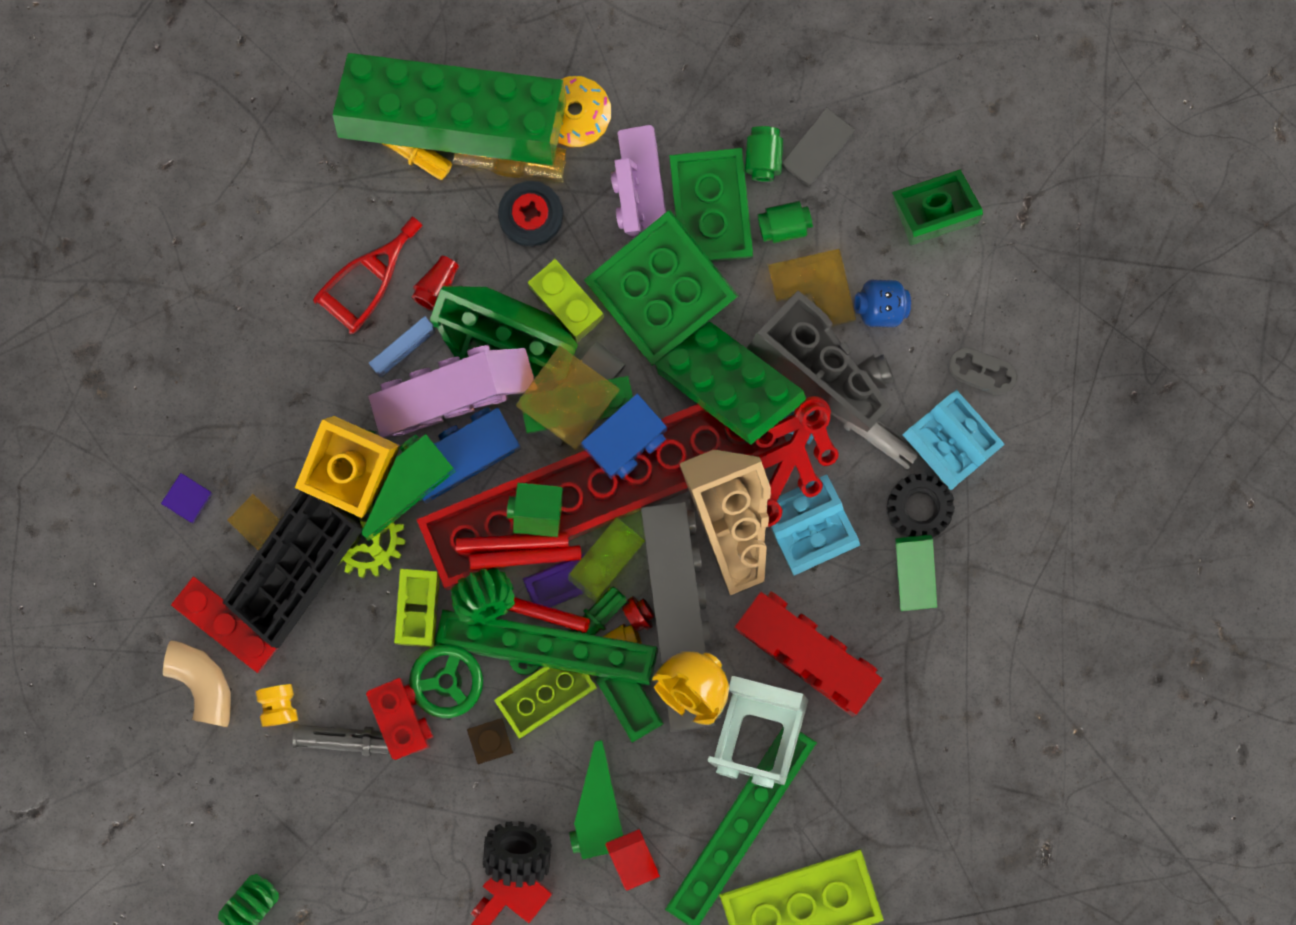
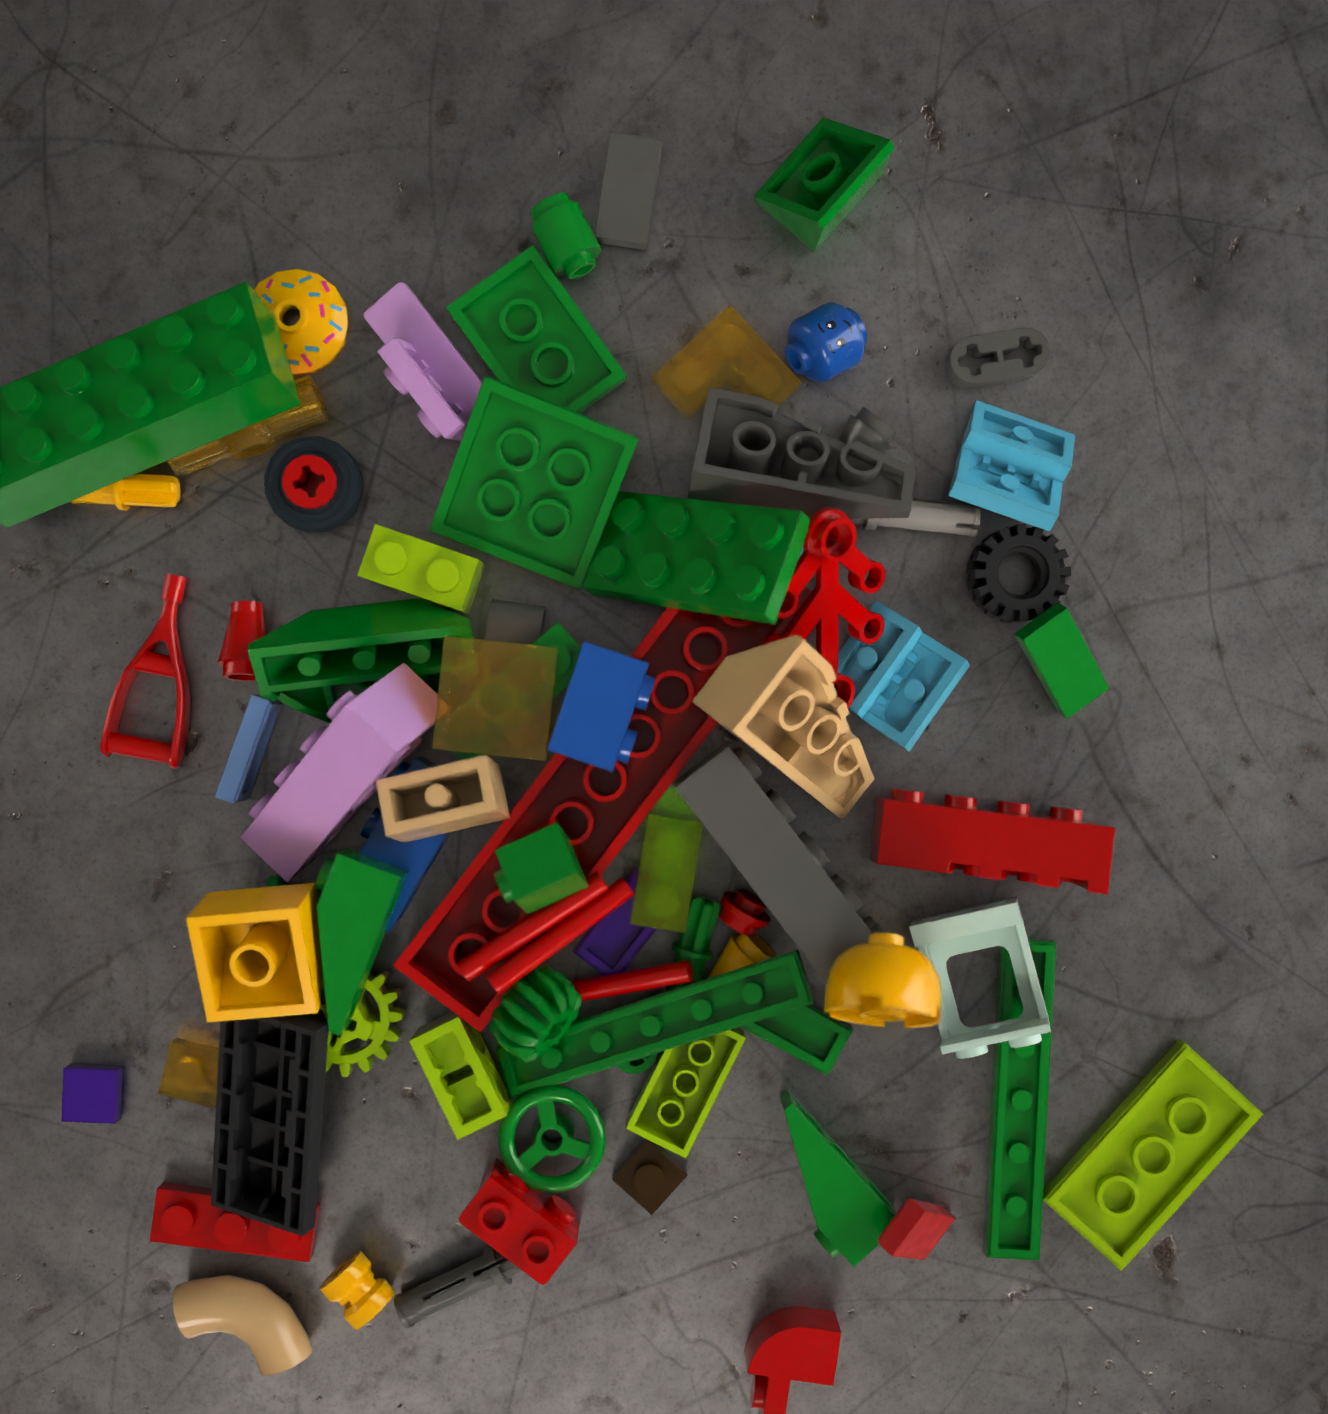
camera: 30 degrees left, 5 degrees up
(504, 438) = (442, 799): none -> tan brick
(517, 854) = (784, 1330): black tyre -> none
(784, 222) = (642, 310): green brick -> none

